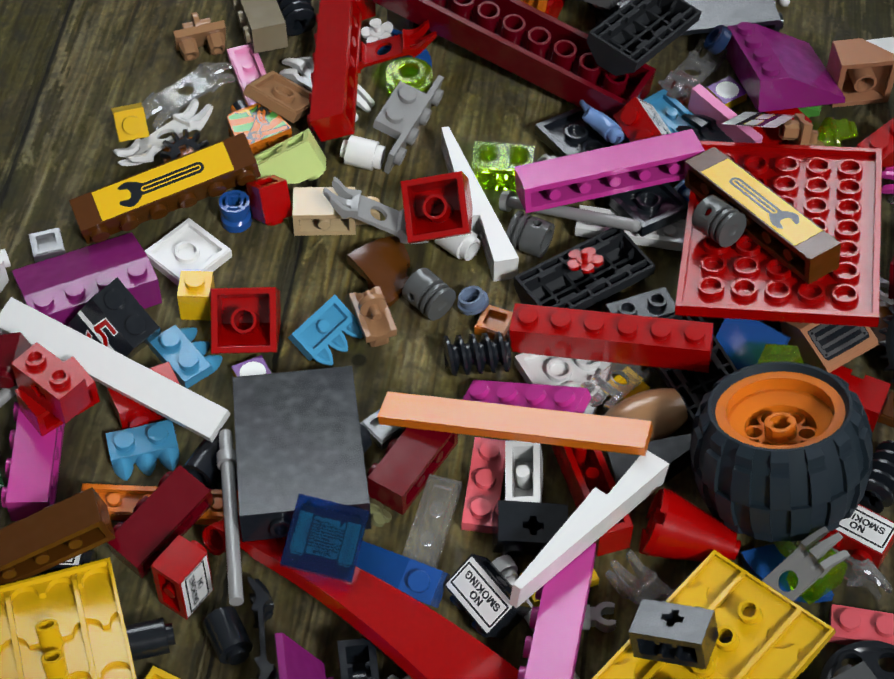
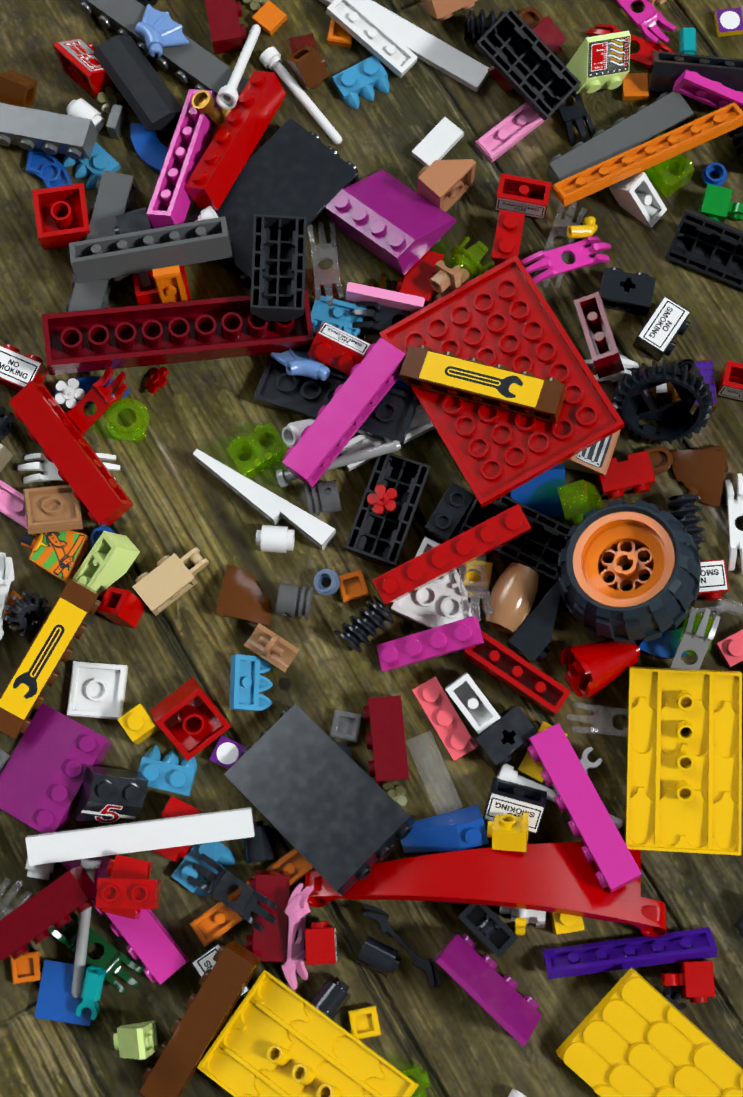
camera: 35 degrees left, 25 degrees up
(141, 458) = (219, 889): none -> black piece
(185, 524) = (296, 911): none -> bright pink piece
(227, 464) = (279, 843): light grey bar -> none
(235, 211) = (106, 636): blue wheel -> none
(325, 538) = (401, 862): clear blue tile -> none
(354, 205) = (221, 555): light grey piece -> none
(362, 153) = (149, 512): white brick -> none
(404, 114) = (153, 460): light grey bracket -> none
(437, 206) = (253, 534): red slope -> none
(460, 606) = (509, 832): none -> yellow brick
(462, 68) = (156, 379): none -> red plant
(516, 423) = (444, 676): tile -> none
(589, 522) = (550, 716): white slope -> none
(673, 633) = (674, 762): brick -> none
(717, 39) = (326, 224): dark blue tile -> none
(722, 225) = (460, 412): dark grey piece -> none
(728, 91) = (359, 262): tile -> none
(759, 119) = (420, 293): sticker -> none

